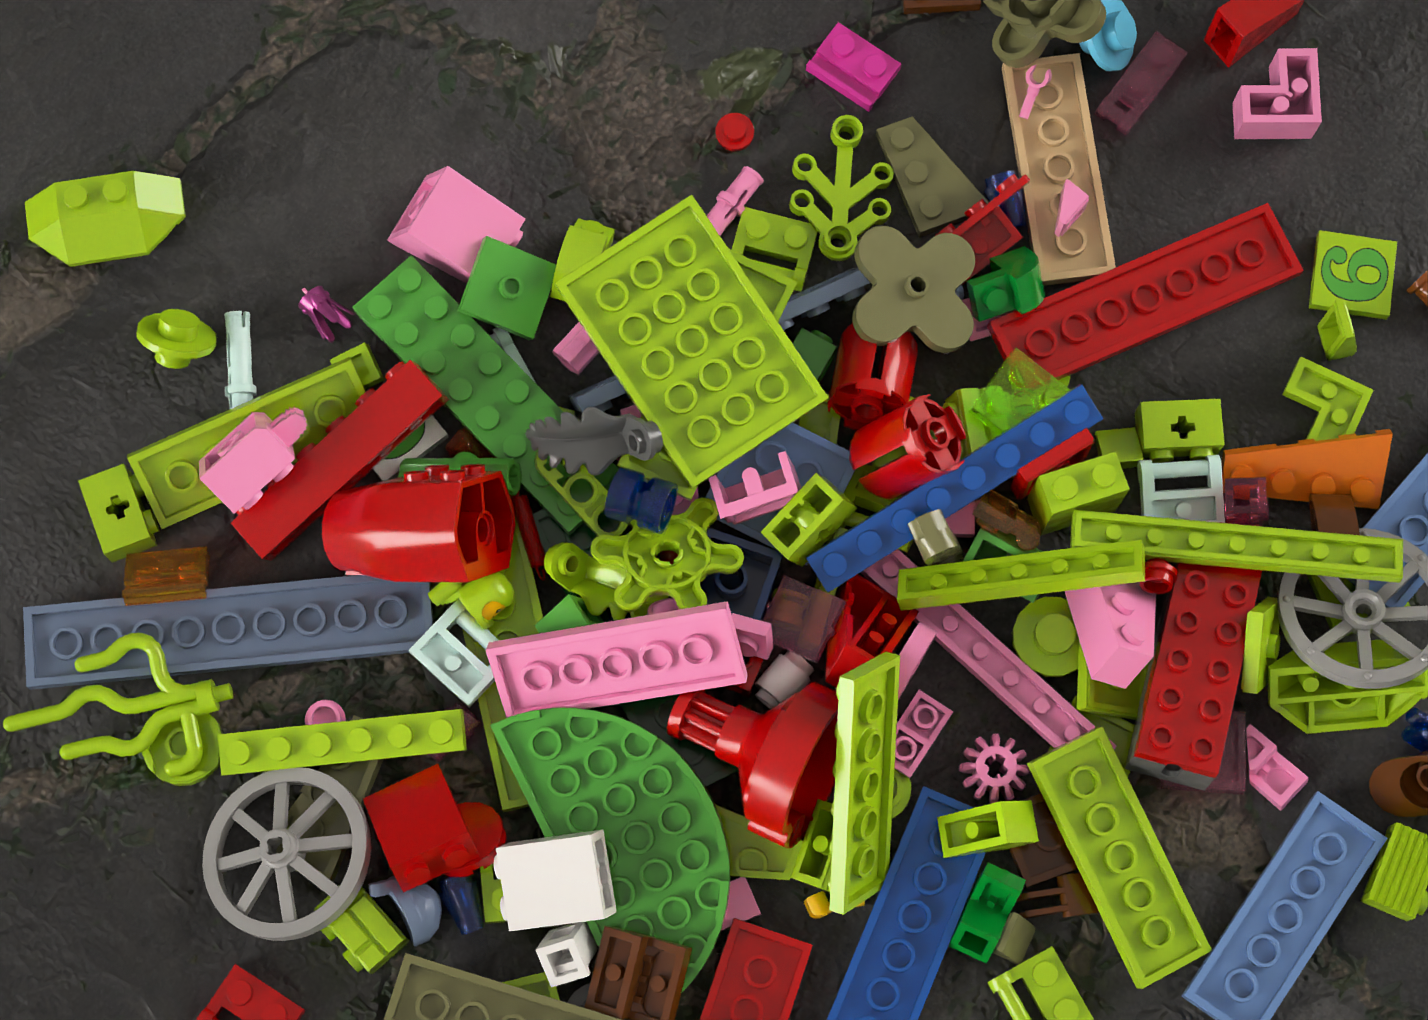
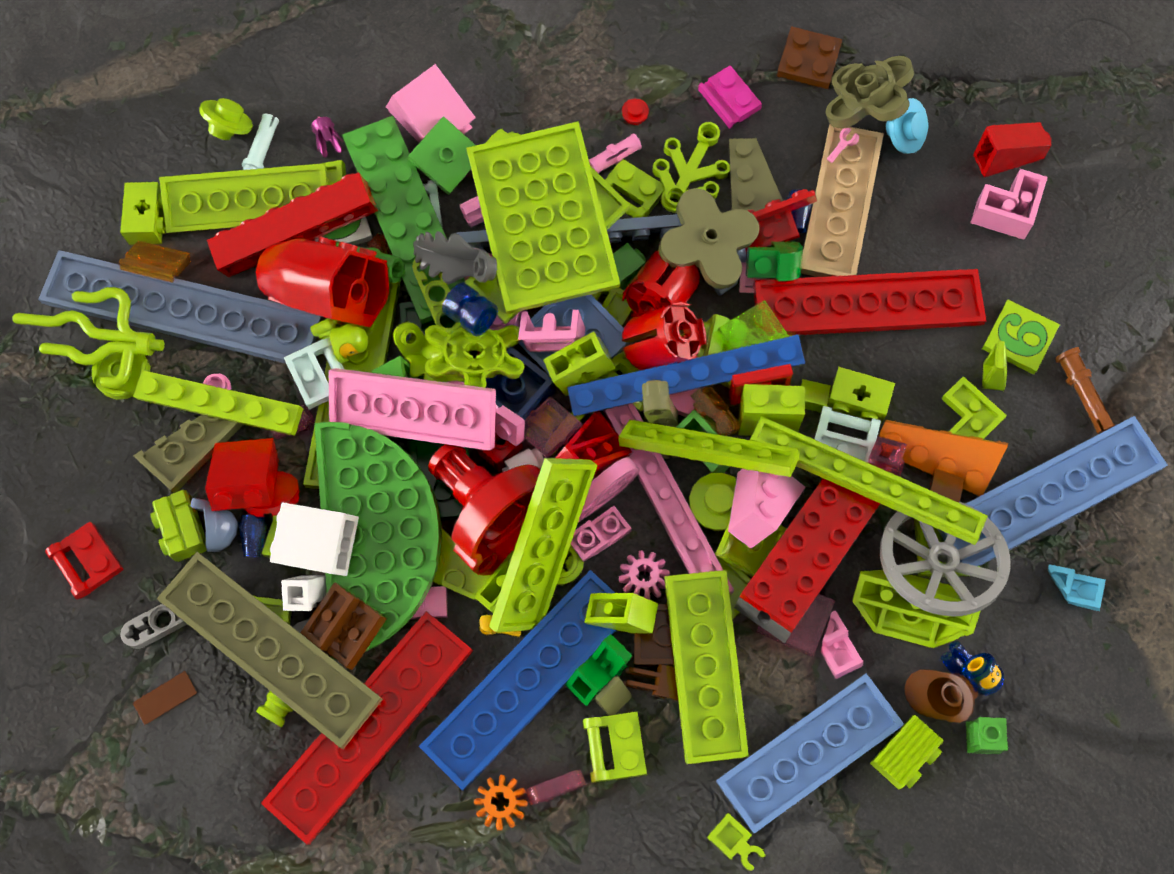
camera: 25 degrees right, 5 degrees down
(105, 216) = (218, 33): lime wedge -> none
(252, 457) = (233, 199): bright pink hinge -> none
(290, 858) = (148, 457): light grey wheel -> none
(529, 532) = (395, 309): red piece -> none
(1071, 206) = (838, 225): bright pink slope -> none
(1141, 82) = (919, 167): clear pink plate -> none
(1159, 576) = (803, 481): red plate -> none
(1261, 645) = (860, 554): lime plate -> none

